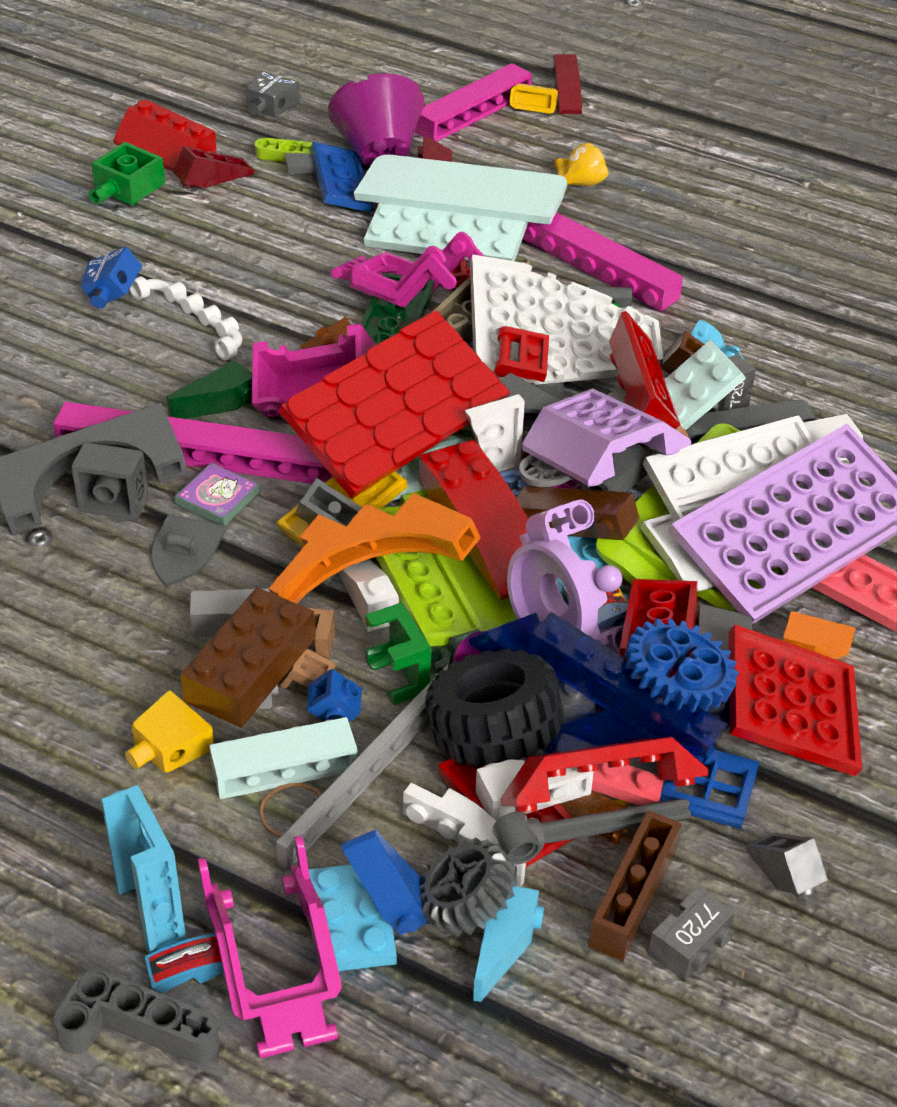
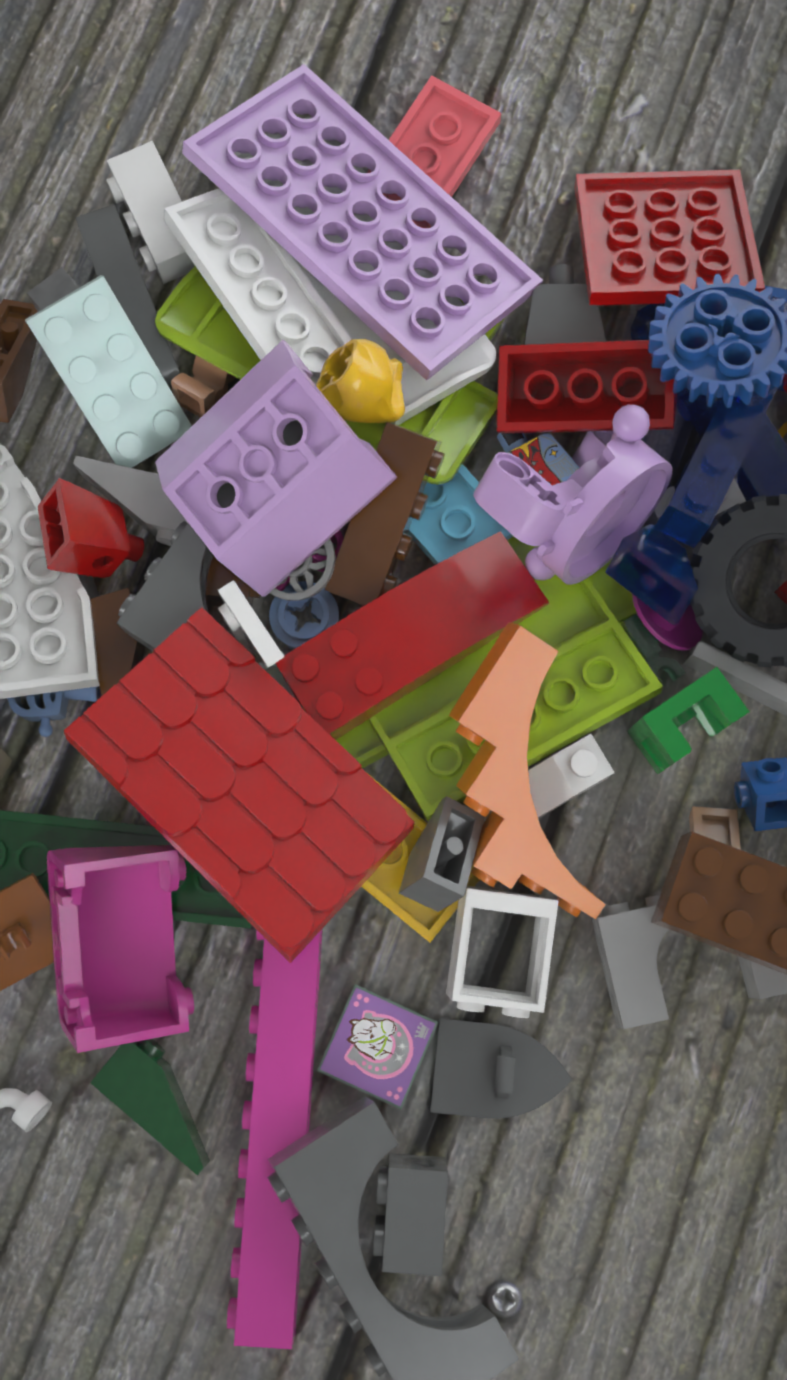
camera: 95 degrees left, 35 degrees up
(262, 524) = (513, 1002): none -> white window
(324, 632) = (649, 832): medium nougat bracket -> none
(532, 354) = (56, 598): red plate -> none
(576, 374) = (84, 532): none -> red torso
(640, 371) = (99, 430): red slope -> none
(658, 484) = (363, 383): none -> yellow piece
(819, 635) = (545, 221): orange slope -> none

